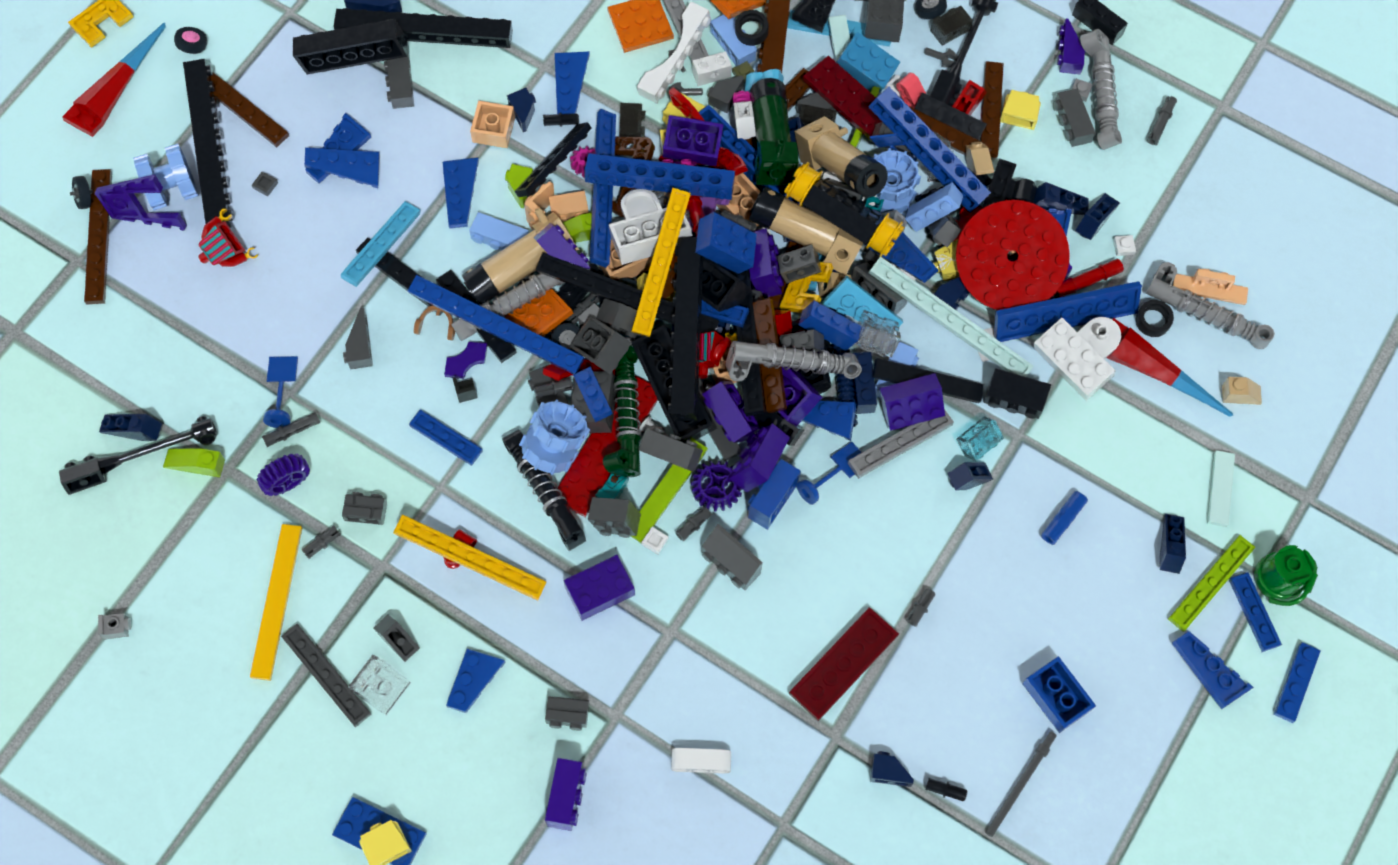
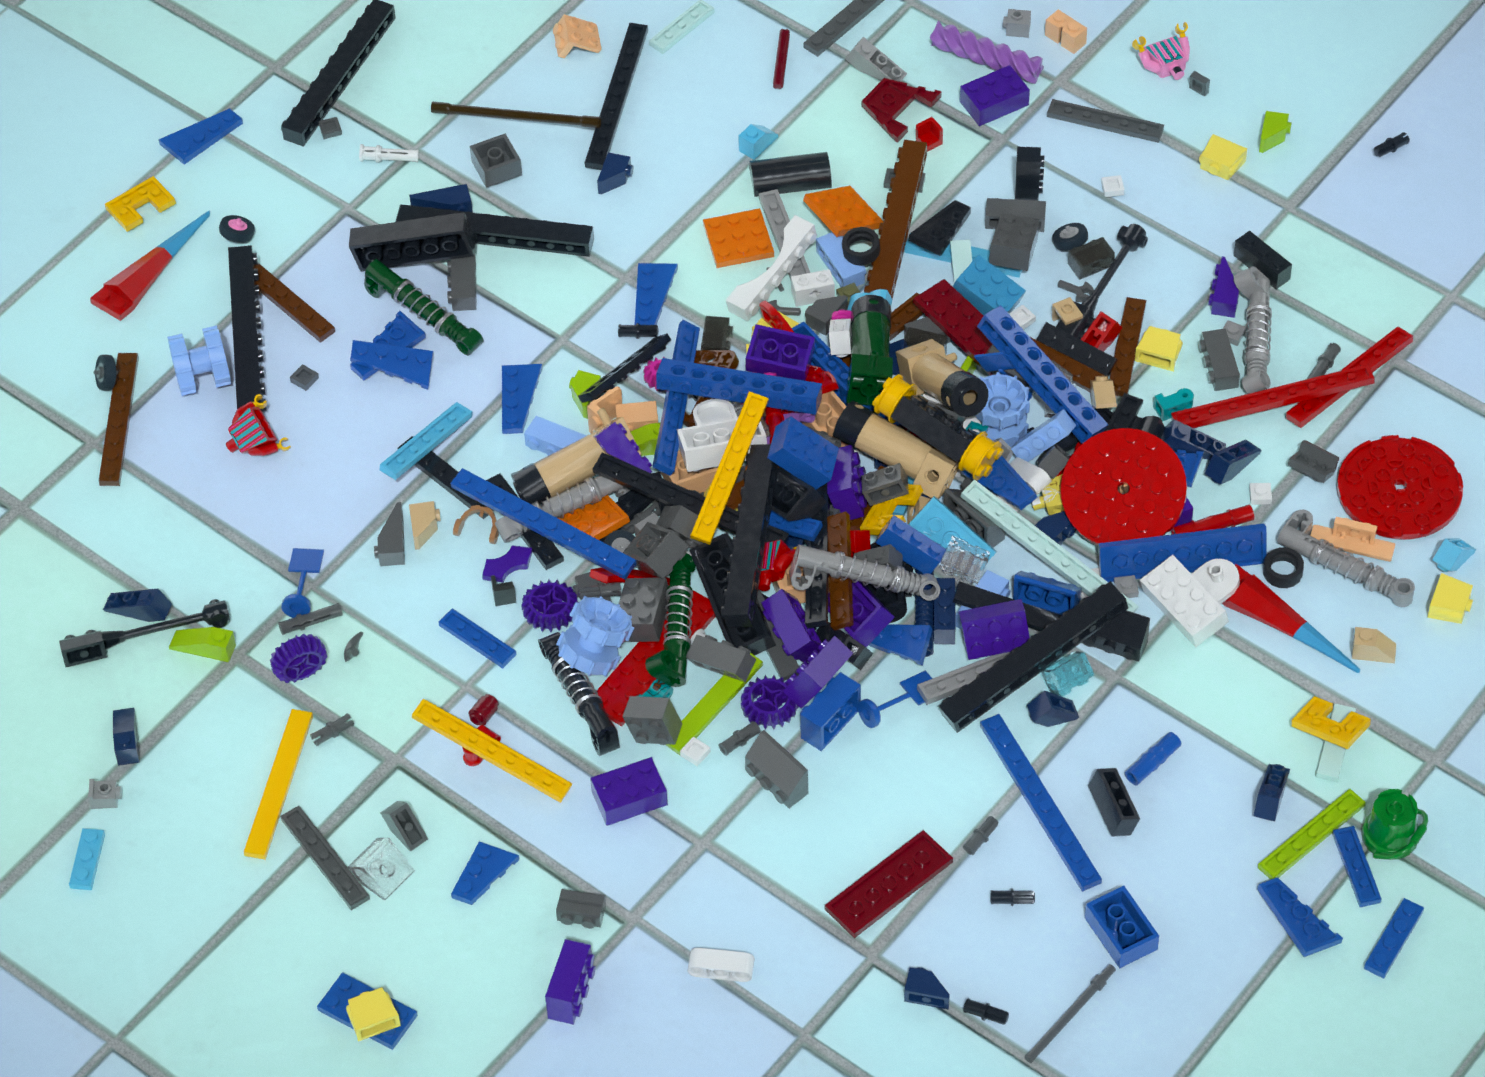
camera: 10 degrees right, 15 degrees down
(103, 694) = (87, 859): none -> medium azure plate
(123, 204) = (150, 386): dark purple wing -> none
(129, 563) = (125, 736): none -> dark blue slope
(326, 84) = (381, 279): none -> dark green piece
(330, 460) = (351, 648): none -> dark grey bar
(364, 508) = (382, 699): dark grey brick -> none
(386, 324) = (424, 522): none -> tan slope
(458, 512) = (483, 710): none -> dark red brick
(492, 124) = (561, 330): light nougat brick -> none
(494, 397) = (545, 600): none -> dark purple gear
(523, 107) = (596, 315): dark blue slope -> none
(593, 394) = (641, 596): blue plate -> none
(910, 89) = (1033, 318): coral beam -> none
(929, 246) = (1031, 474): none -> white beam
(937, 79) = (1066, 311): none -> tan bracket
(951, 428) = (1033, 656): none -> black brick
(952, 359) = (1045, 592): none -> blue slope
(956, 668) = (1012, 897): none -> black axle
(969, 569) = (1041, 802): none -> blue plate
(1019, 345) = (1127, 585): none -> light grey plate
(1037, 567) = (1114, 802): none -> black brick
(1040, 163) = (1172, 403): none -> teal leg
(1127, 152) = (1275, 397): none -> red plate
(1168, 212) = (1314, 462): none -> dark grey bracket
(1187, 127) = (1374, 357): none -> red plate
(1229, 483) = (1314, 721): none -> yellow plate
(1251, 257) = (1428, 474): none -> red plate
(1299, 296) = (1453, 554): none -> medium azure slope
(1303, 340) = (1450, 600): none -> light yellow torso

